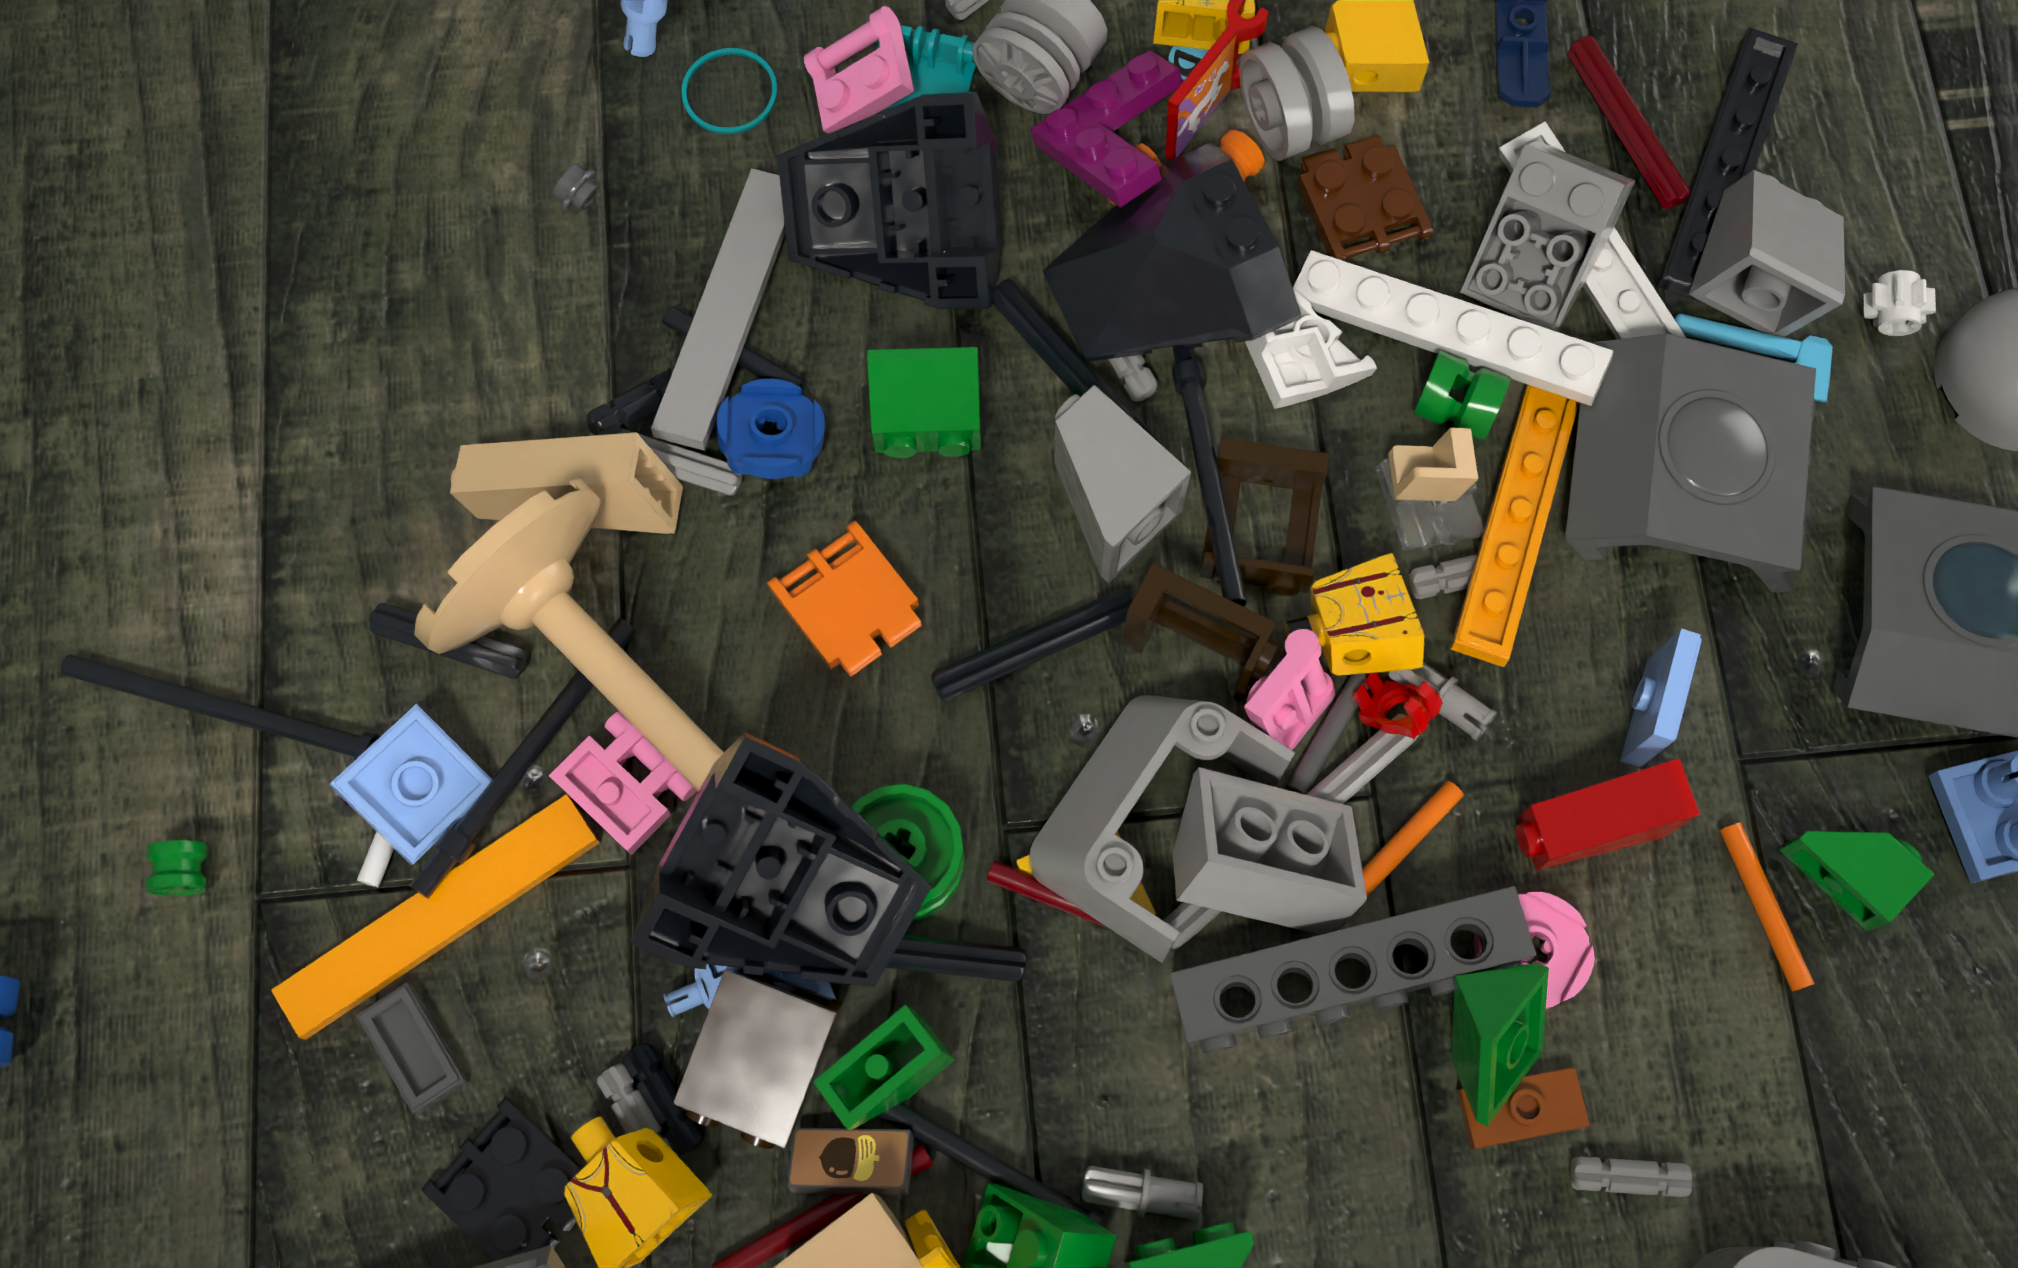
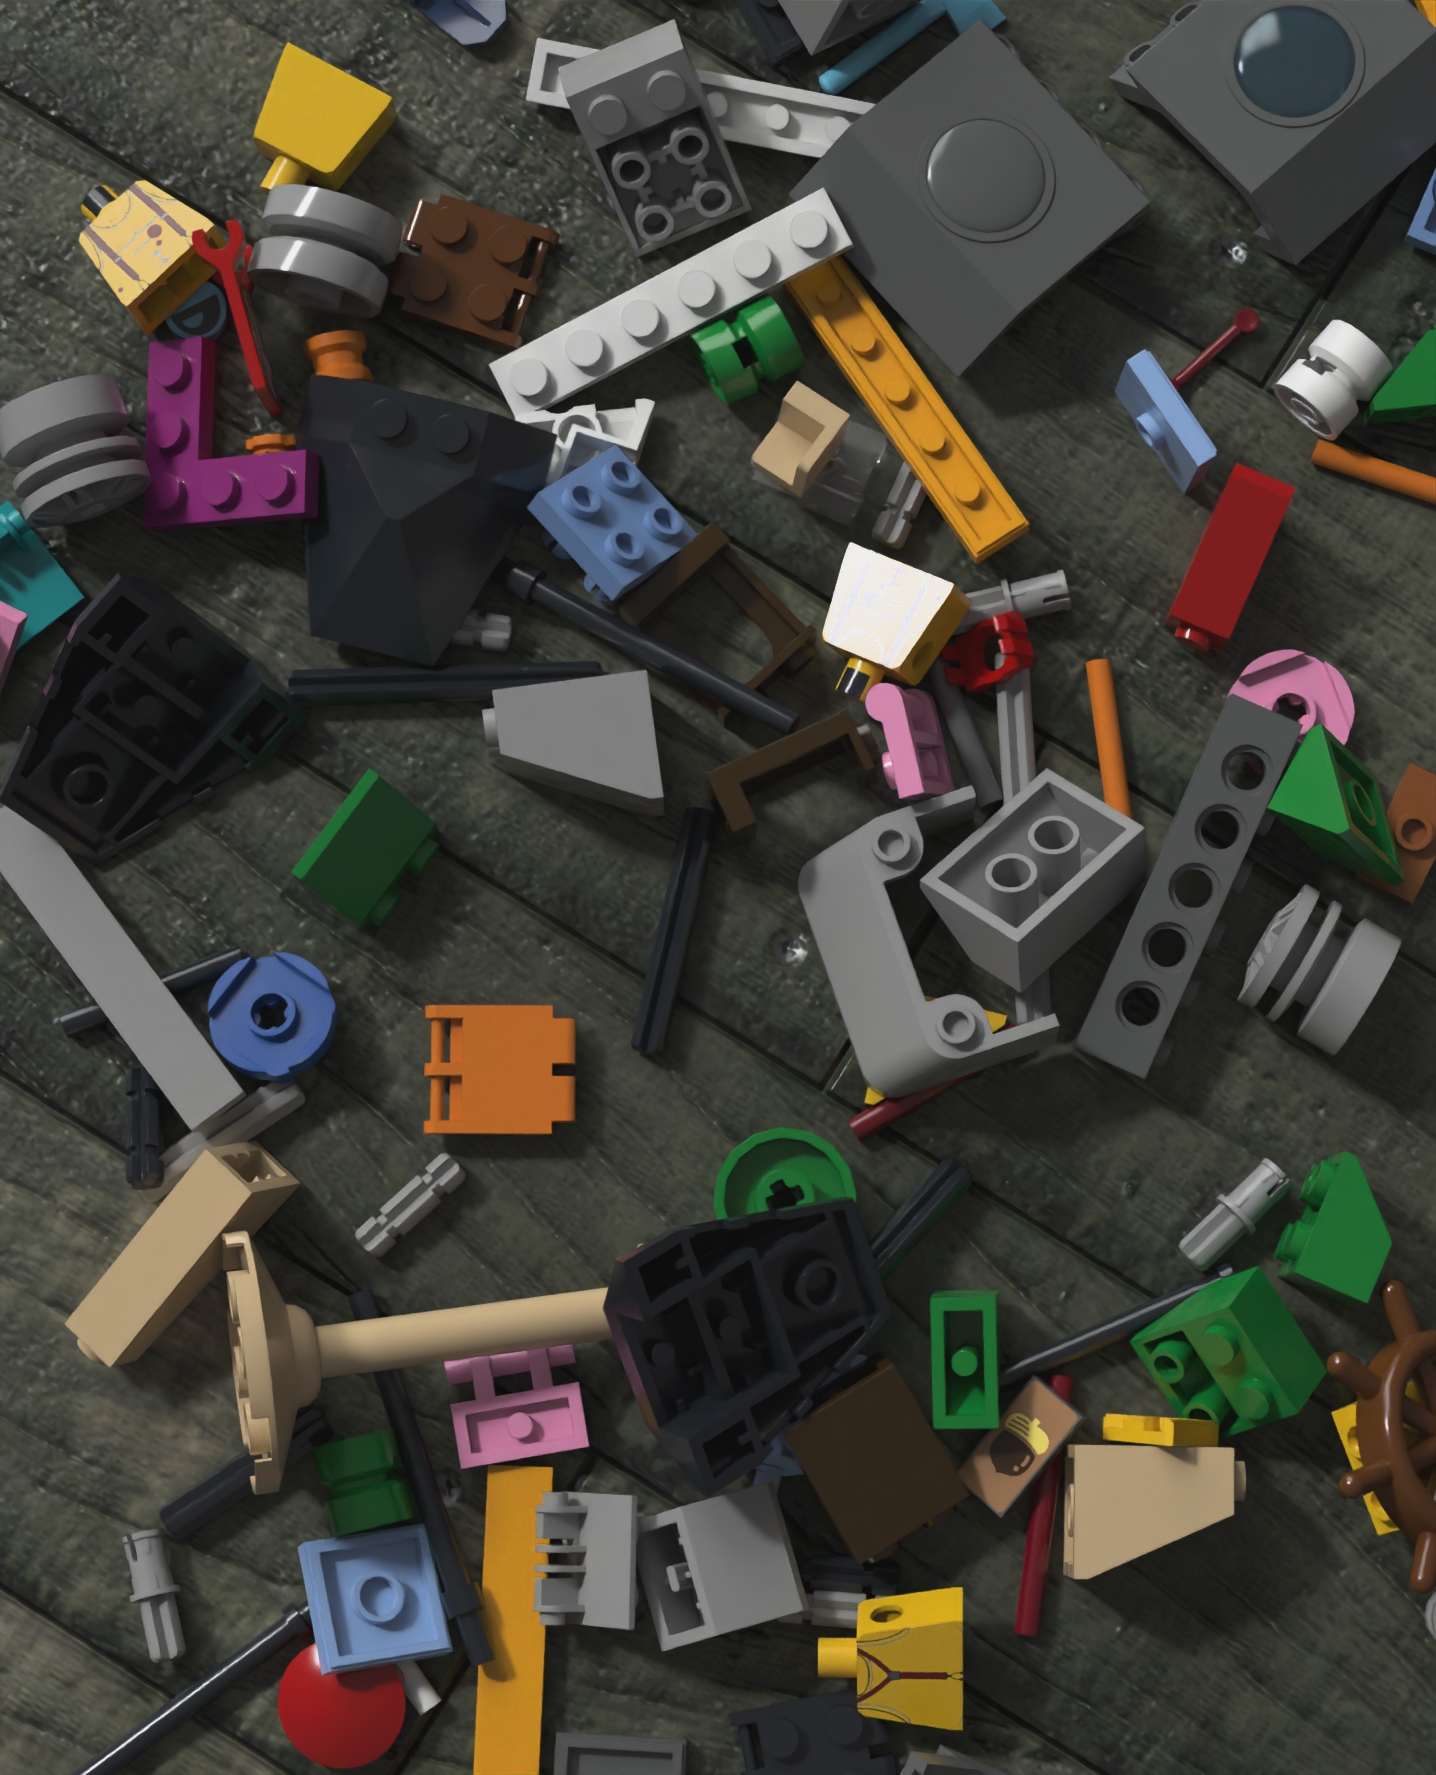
camera: 55 degrees left, 10 degrees up
(318, 827) = (341, 1716): none -> red dish
(320, 642) = (155, 1593): none -> light grey axle
(492, 717) = (363, 1482): none -> green wheel
(524, 929) = (594, 1559): none -> light grey hinge
(600, 1001) = (718, 1566): none -> light grey slope
(711, 612) = (410, 1205): none -> light grey axle
(1271, 390) = (610, 524): none -> medium blue plate
(1370, 1109) = (1319, 969): none -> light grey wheel
(1771, 711) = (1244, 324): none -> dark red hinge
(1802, 797) = (1341, 371): none -> white wheel

